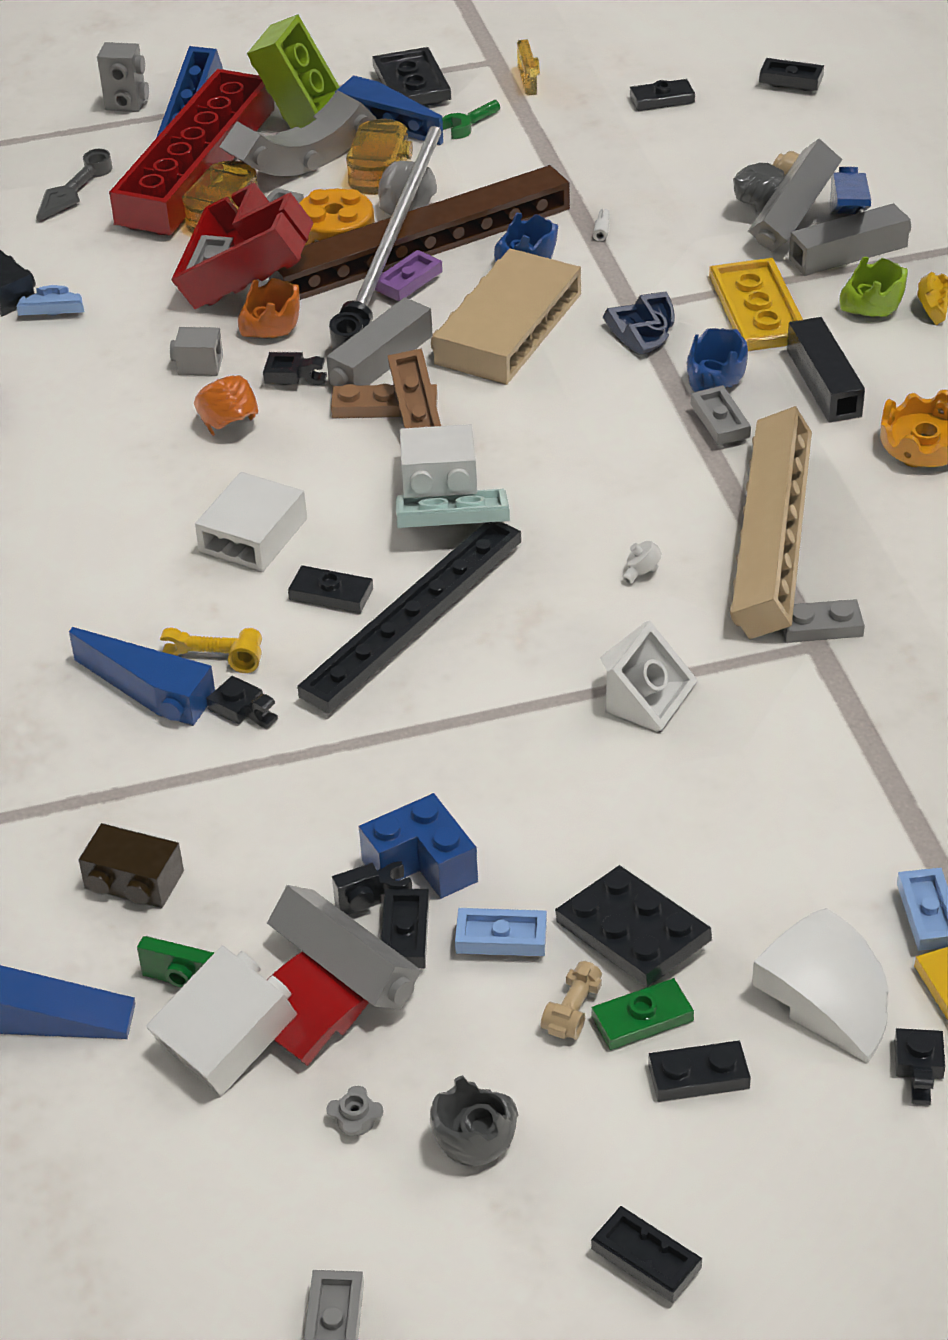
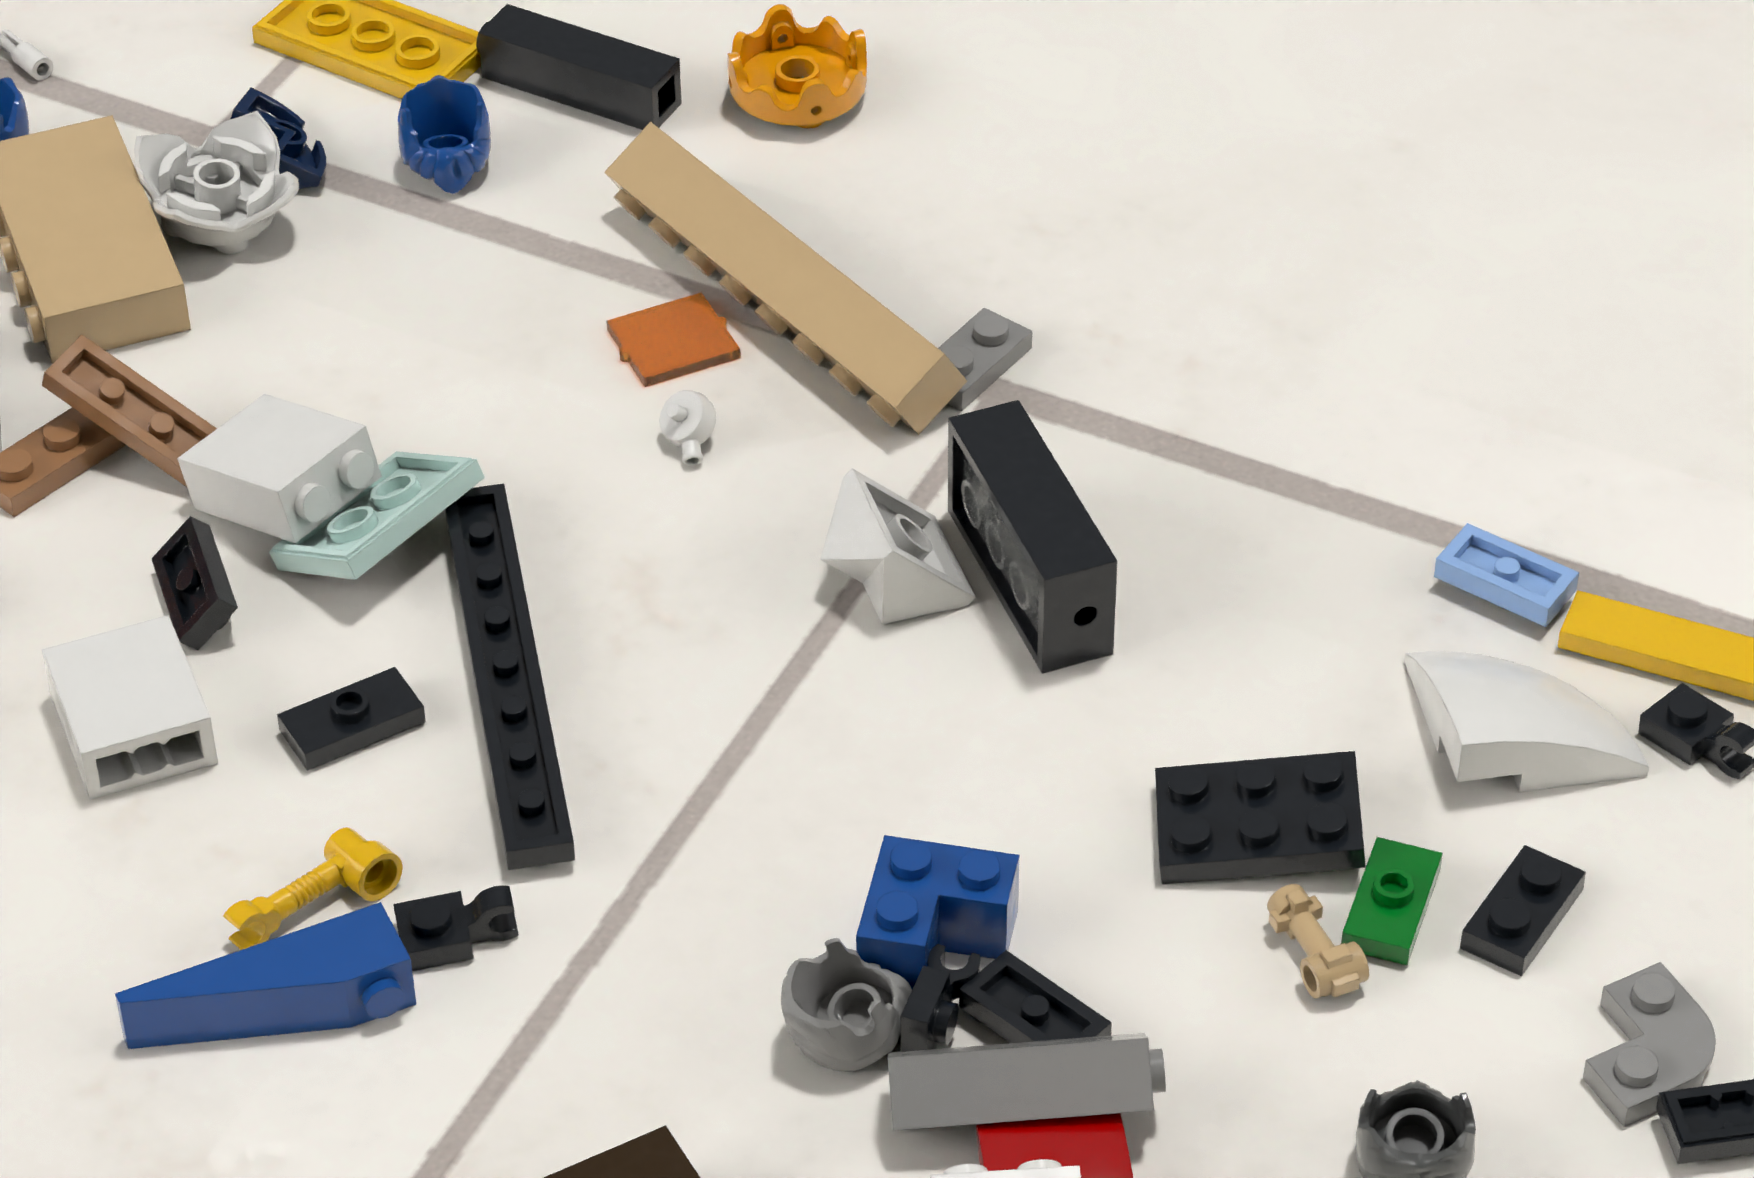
camera: 50 degrees left, 0 degrees up
(320, 850) = (843, 1008): none -> light grey hair
(353, 482) = (194, 583): none -> black plate
(501, 932) = (1140, 934): light blue plate -> none
(582, 325) = (219, 190): none -> white brick
(668, 1196) = (1666, 1049): none -> light grey plate
(698, 520) = (673, 339): none -> clear orange piece
(701, 713) = (1031, 536): none -> black brick
(720, 415) = (531, 198): light grey plate -> none

